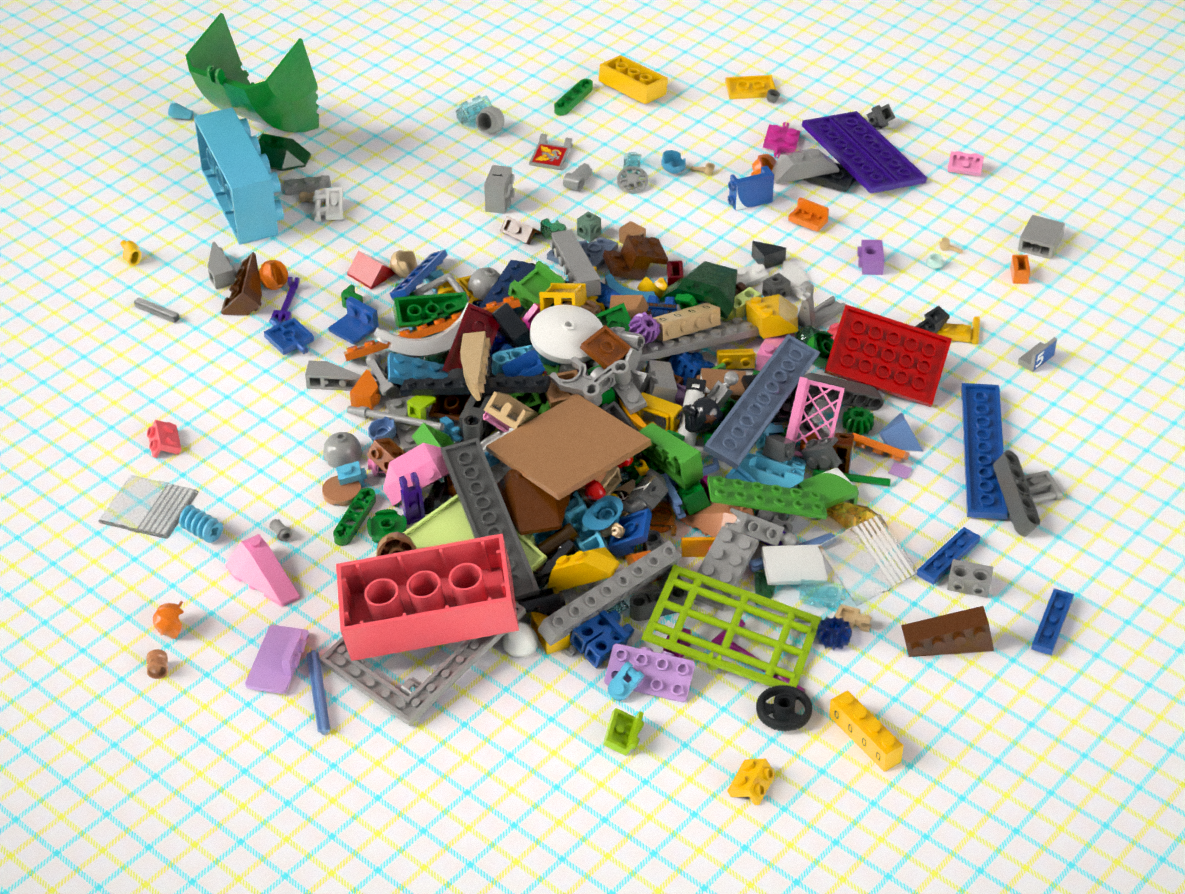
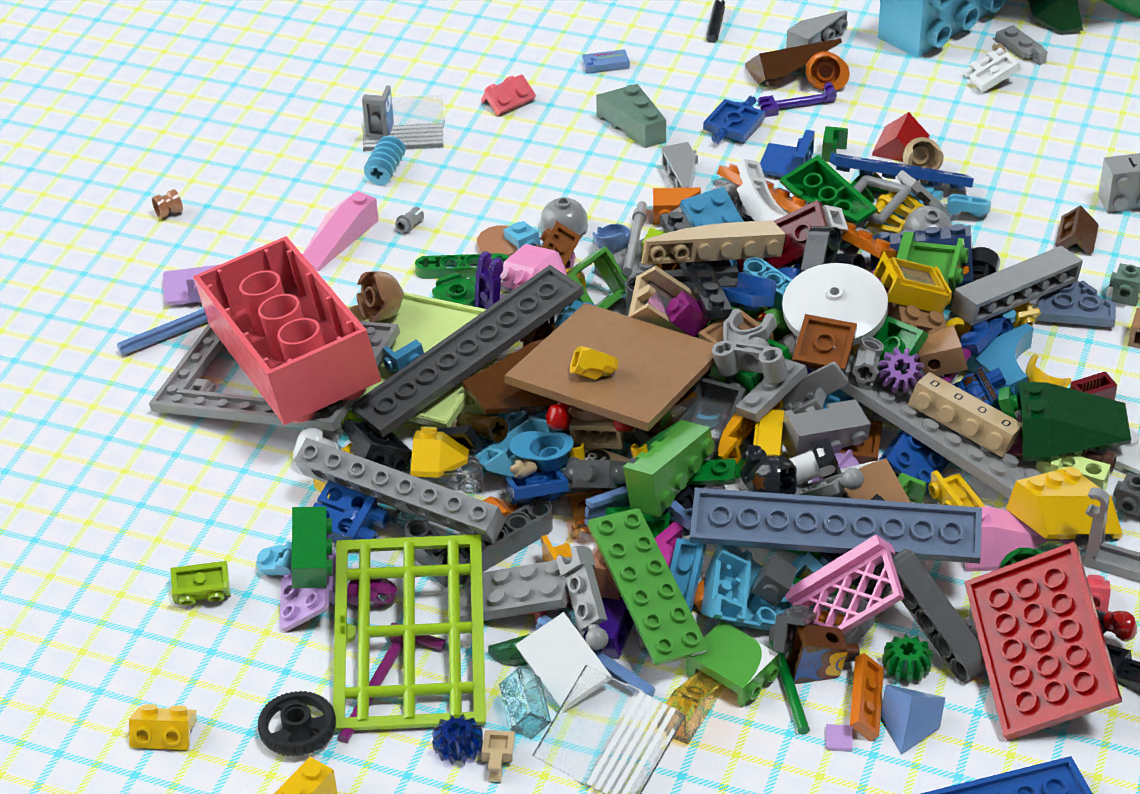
camera: 70 degrees right, 0 degrees up
(153, 505) = (378, 114): none -> light grey panel
(159, 378) = (605, 61): none -> medium blue tile
(167, 619) = (228, 185): orange piece -> none
(248, 378) = (634, 113): none -> sand green wedge
(456, 272) = (920, 192): none -> light grey tile
(462, 263) = (975, 205): none -> medium azure plate
(531, 401) = (686, 314): none -> magenta brick
(547, 228) = (1095, 254): clear green hair -> none
(577, 448) = (592, 363): none -> yellow rock
(635, 257) = (1090, 340): reddish brown bracket -> none
(645, 649) = (310, 547): none -> green brick

